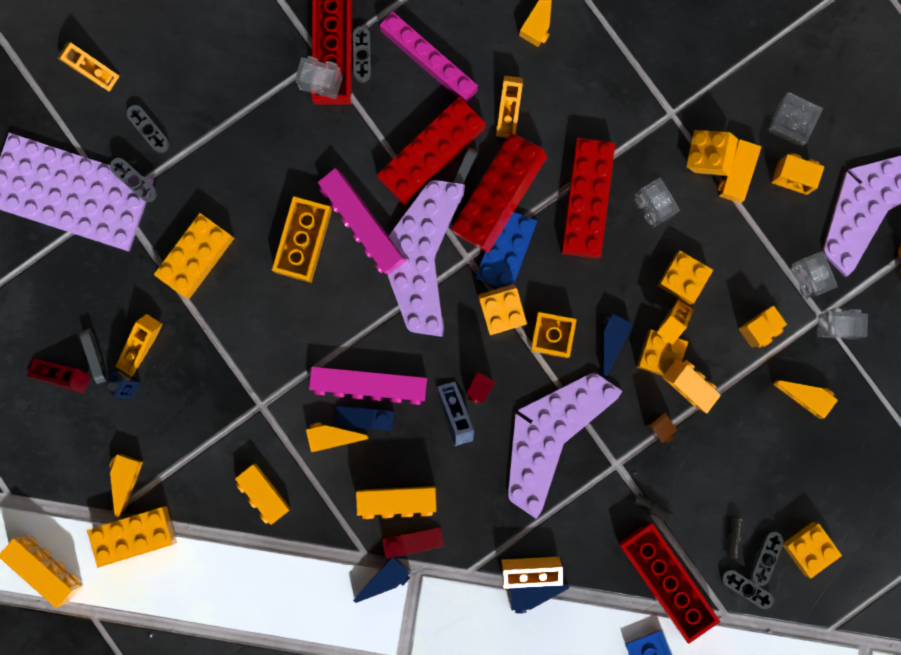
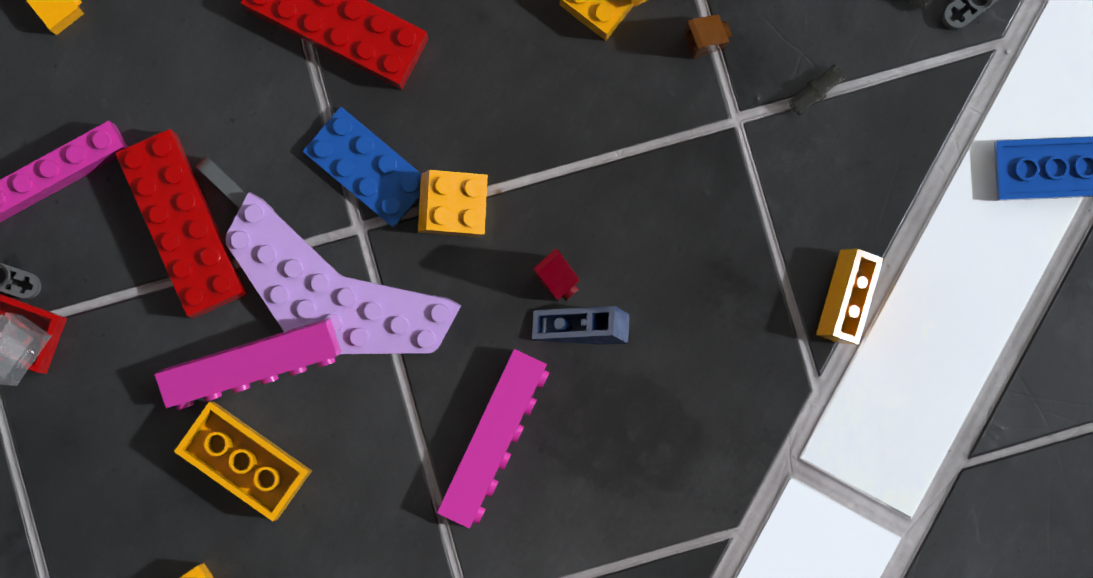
camera: 70 degrees left, 0 degrees up
(326, 437) = (548, 525): light orange slope -> none
(364, 418) = (540, 462): dark blue slope -> none
(388, 578) = (786, 511): dark blue slope -> none
(396, 501) = (678, 456): light orange brick -> none
(412, 542) = (746, 455): dark red slope -> none
(499, 192) = (279, 145): red brick -> none
(509, 106) = (157, 86): light orange slope -> none
(530, 597) = (885, 310): dark blue slope -> none
(553, 335) = (517, 142): light orange brick -> none
(553, 423) = (666, 218): lavender wing -> none
(613, 338) = (553, 58): dark blue slope -> none
(669, 582) = (932, 105): red brick -> none

